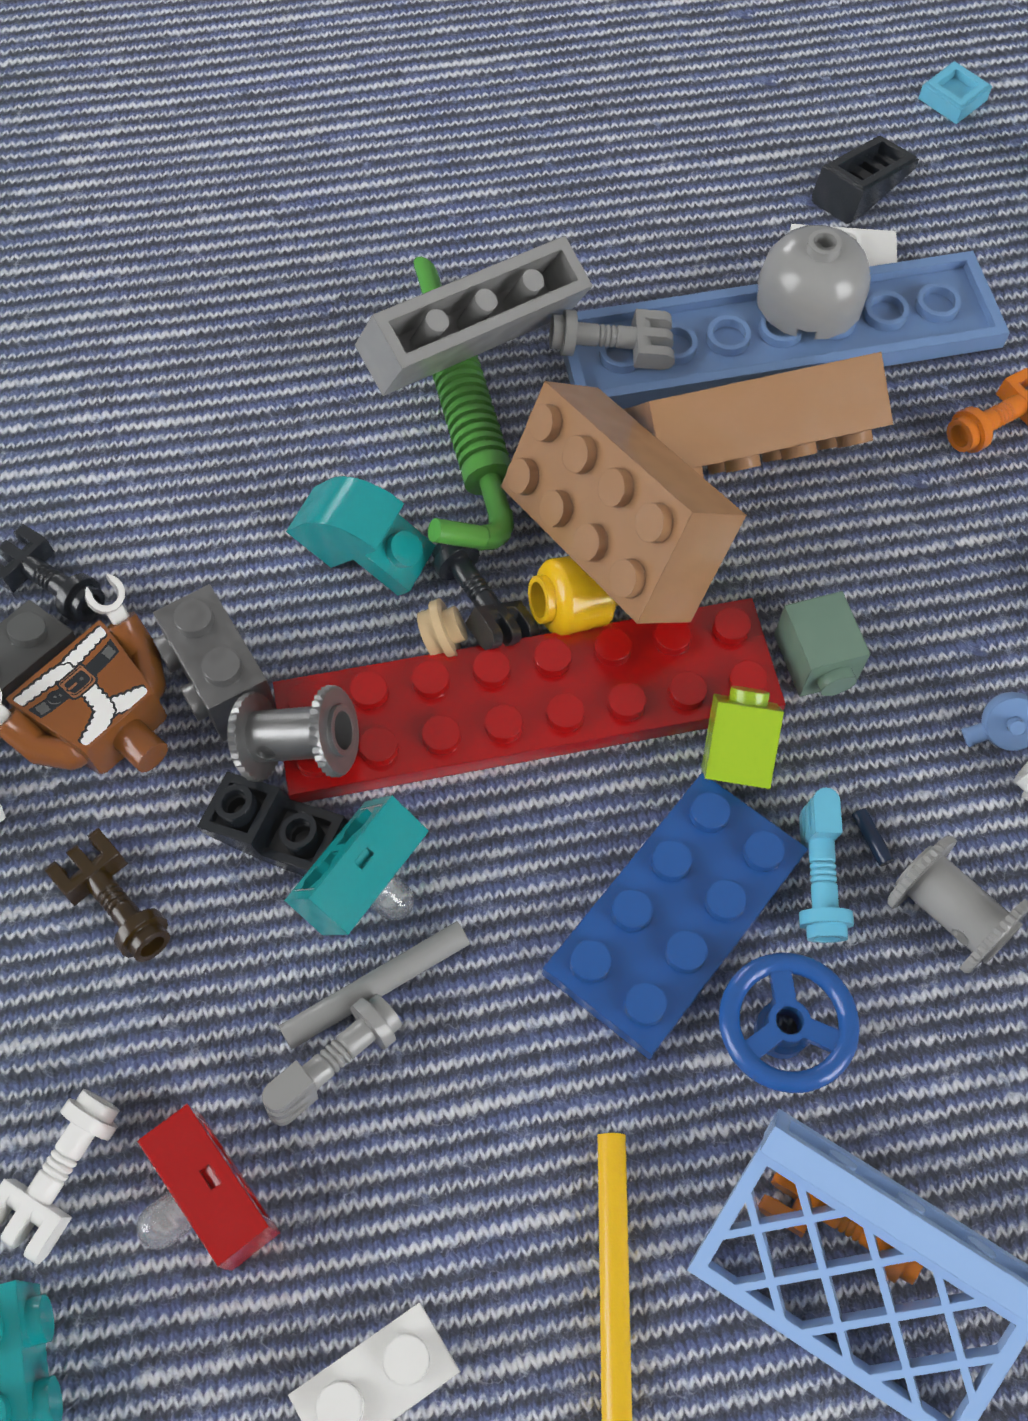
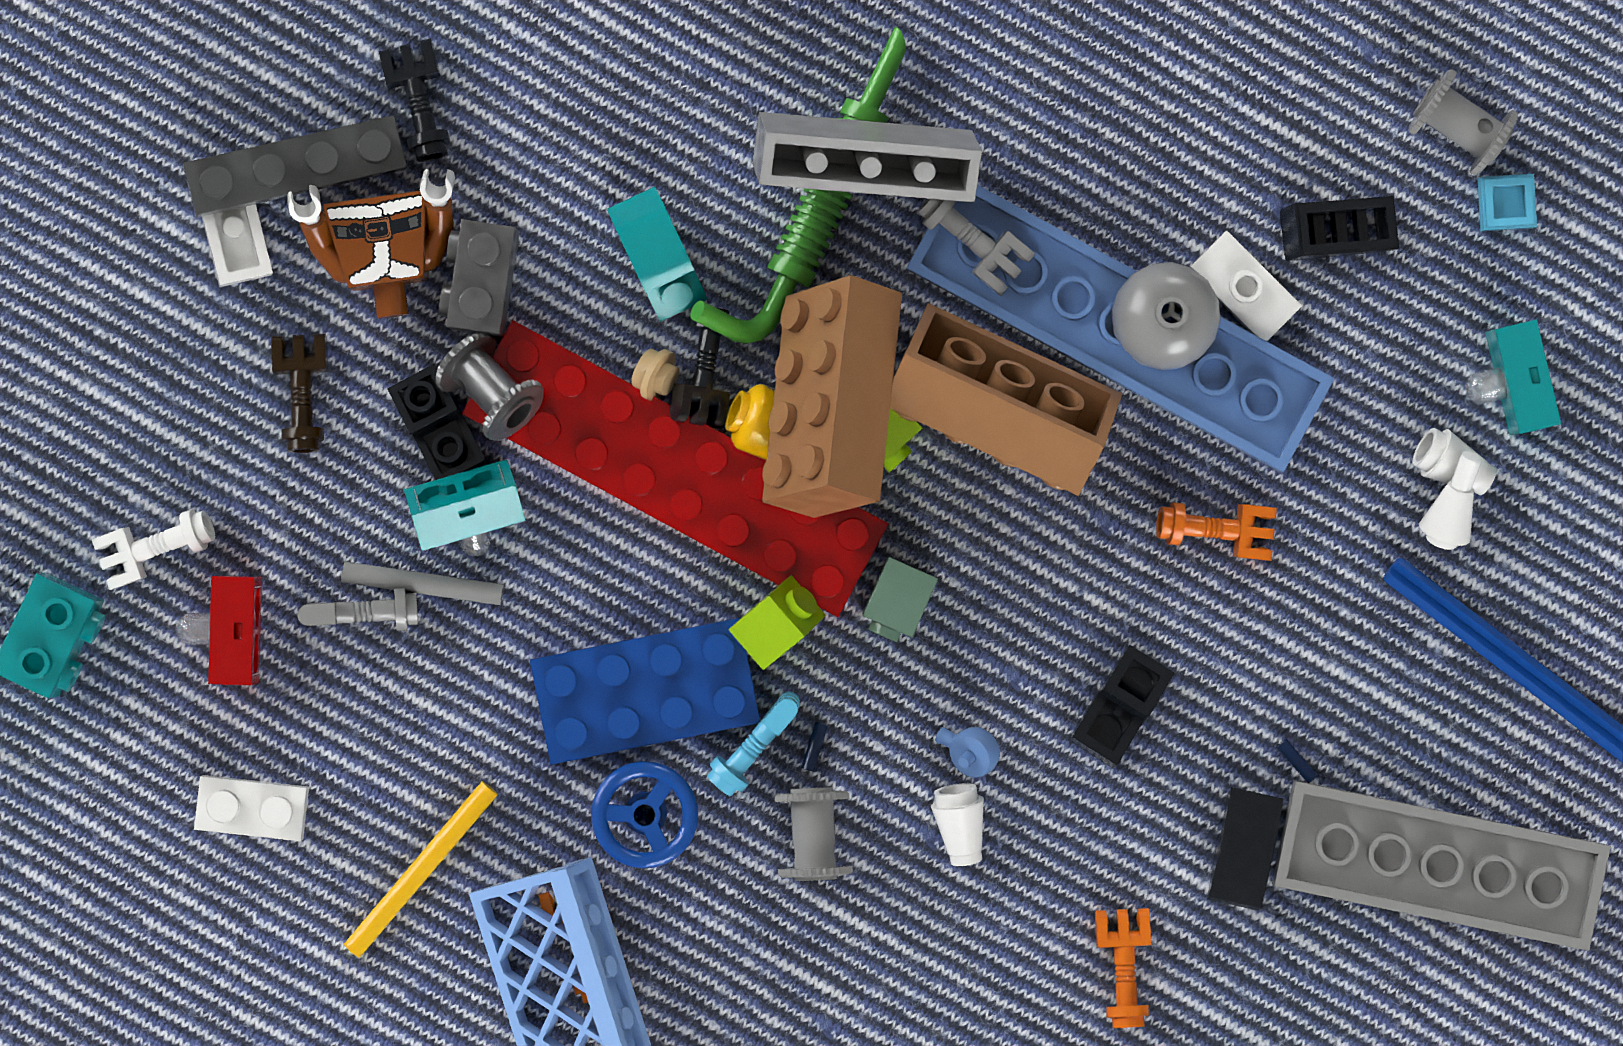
camera: 40 degrees right, 25 degrees up
(879, 52) = (1463, 122): none -> light grey hose

